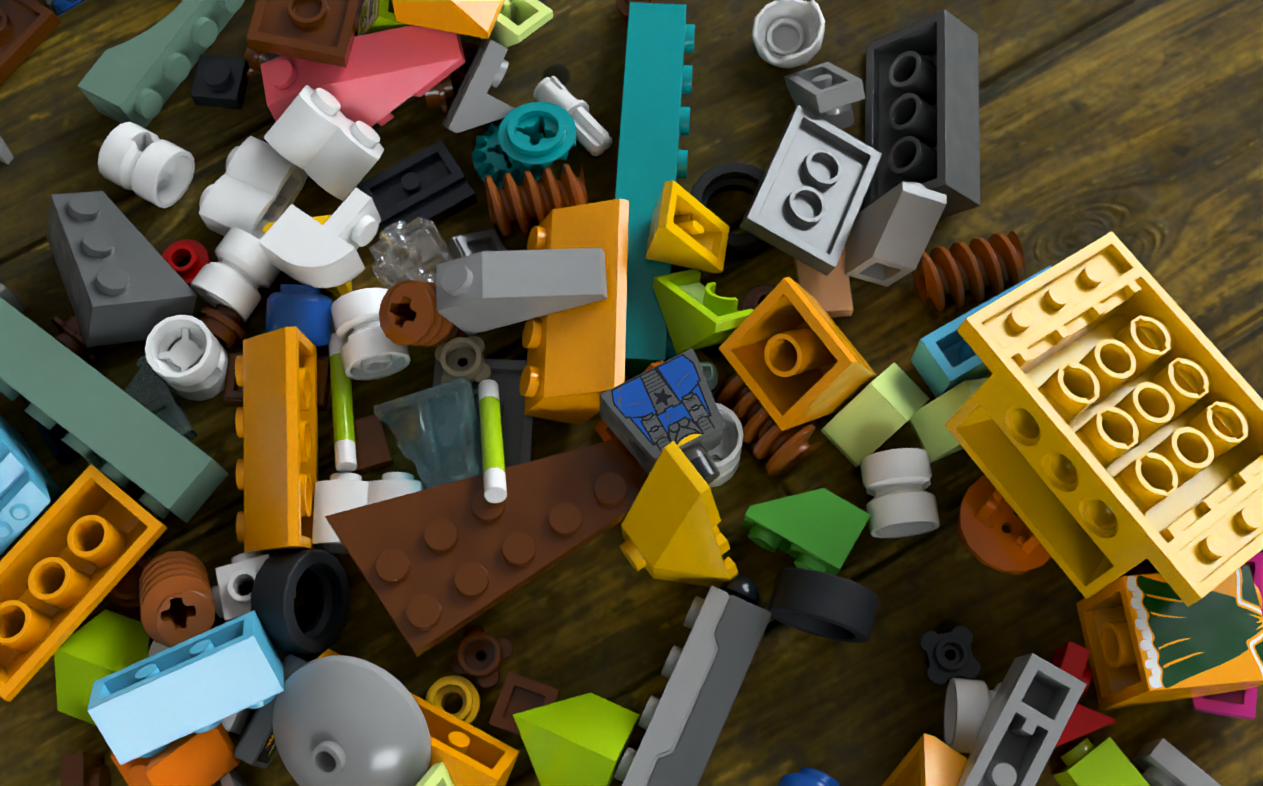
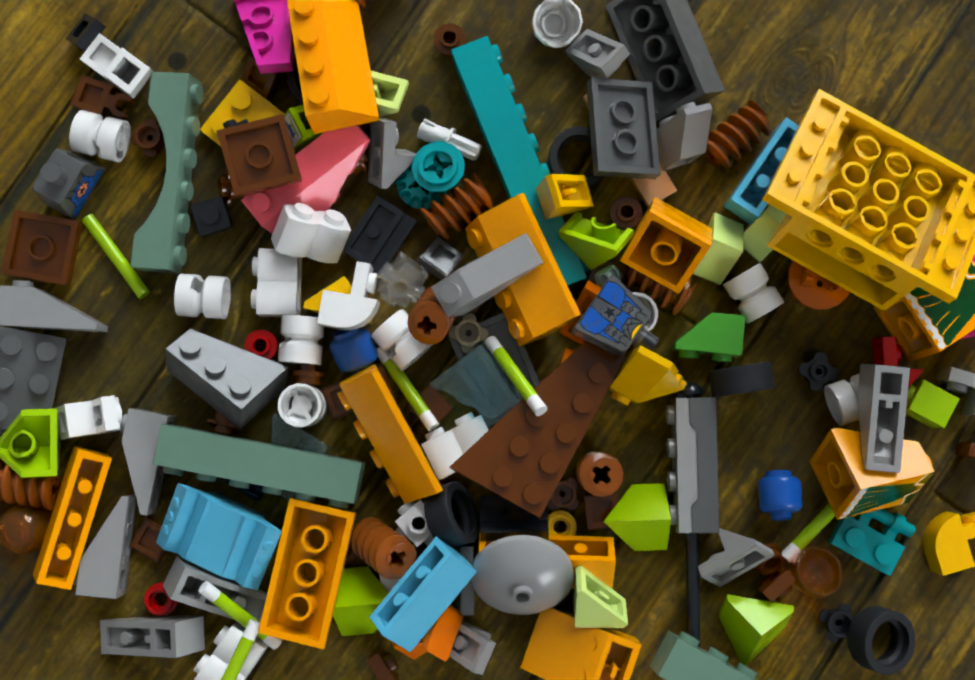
camera: 30 degrees left, 15 degrees up
(74, 74) = (115, 256): none -> lime bar
(375, 638) = (504, 519): none -> black plate
(529, 623) = (612, 473): none -> dark orange piece

